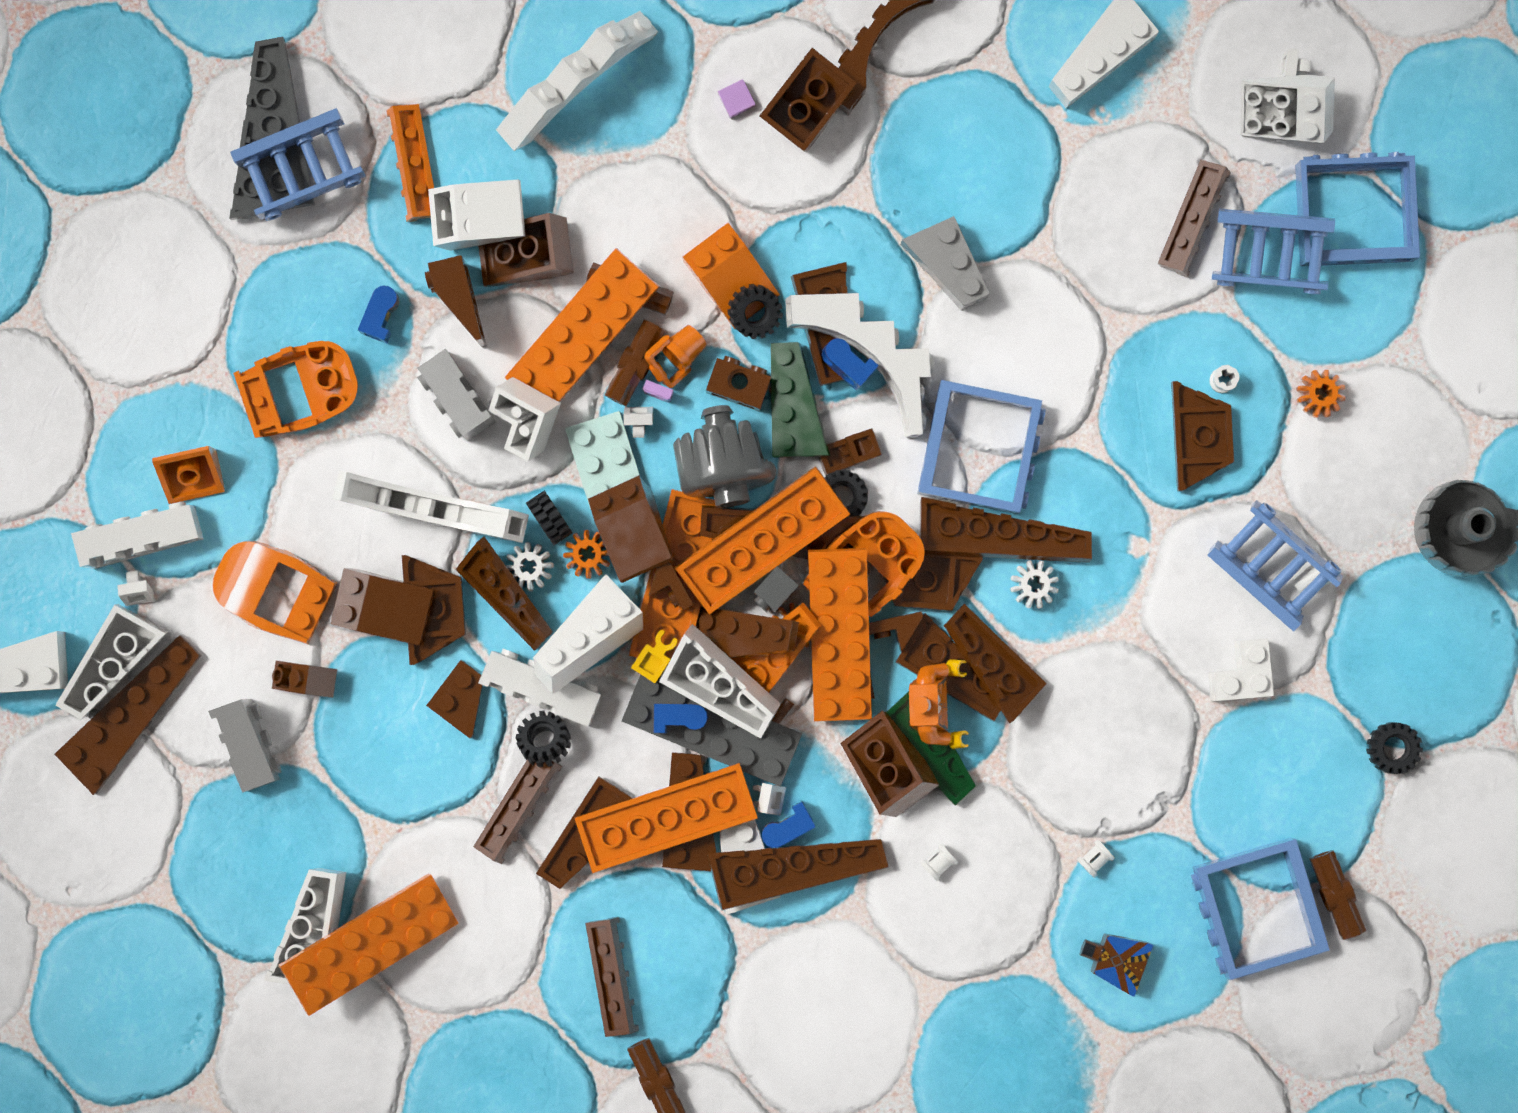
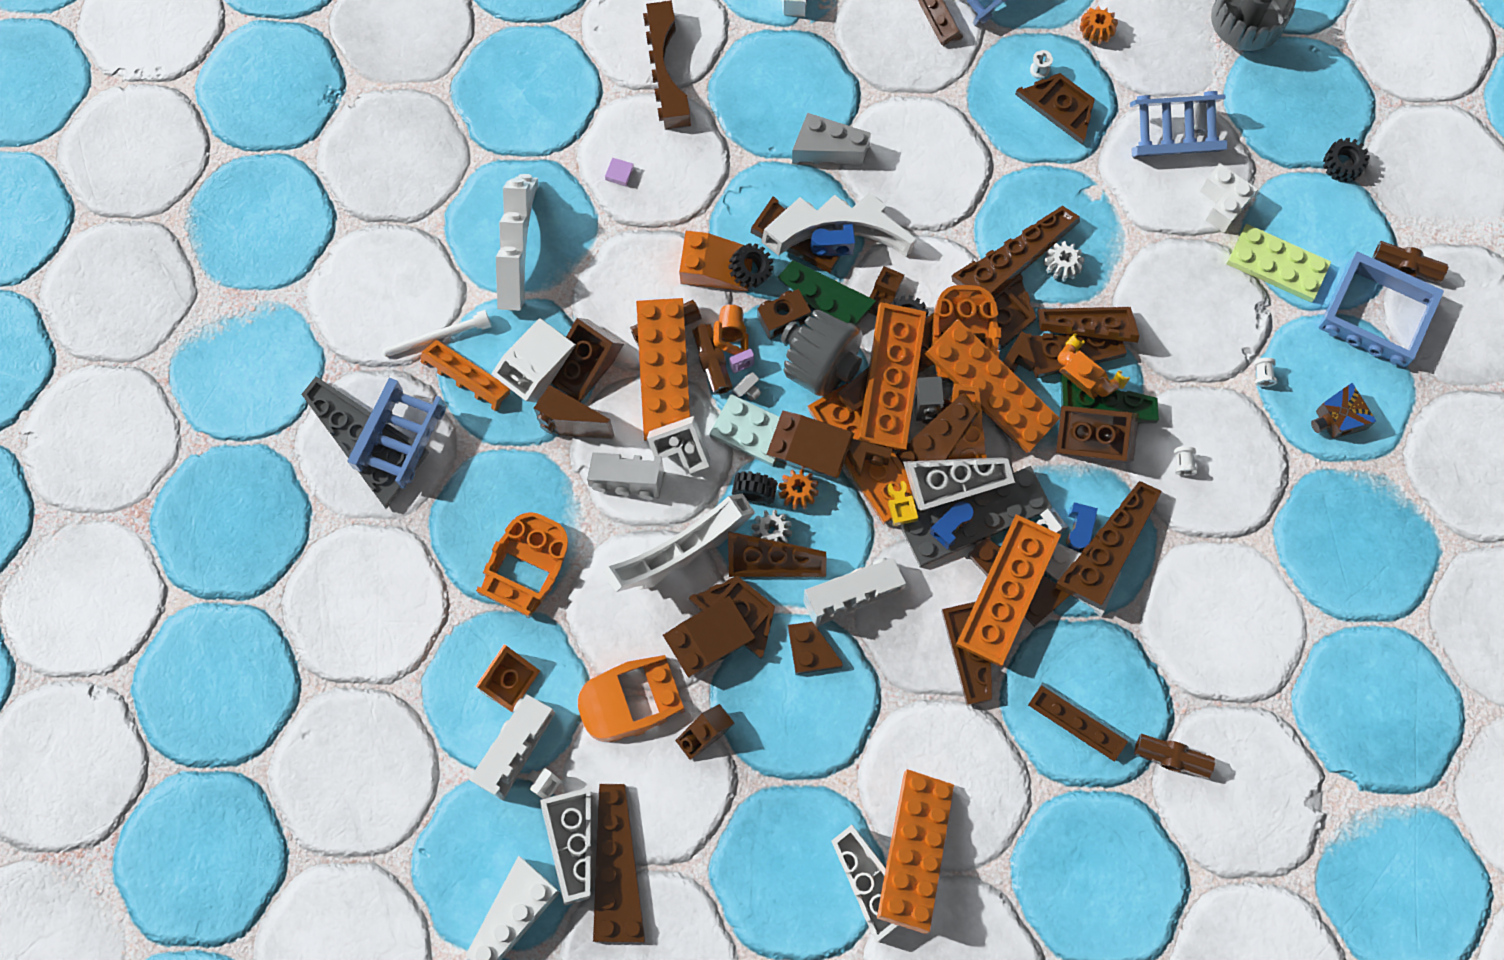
camera: 40 degrees left, 15 degrees down
(247, 744) = (710, 806): light grey wedge -> none
(381, 305) = (528, 469): blue leg -> none
(472, 123) = (480, 320): none -> white piece
(514, 810) = (913, 677): reddish brown hinge -> none
(553, 749) = (896, 627): black tyre -> none
(588, 635) = (851, 524): white wedge -> none
(808, 100) = (662, 129): reddish brown slope -> none
(1026, 469) = (925, 240): medium blue window -> none
(1224, 776) = (1279, 263): none -> yellowish green plate

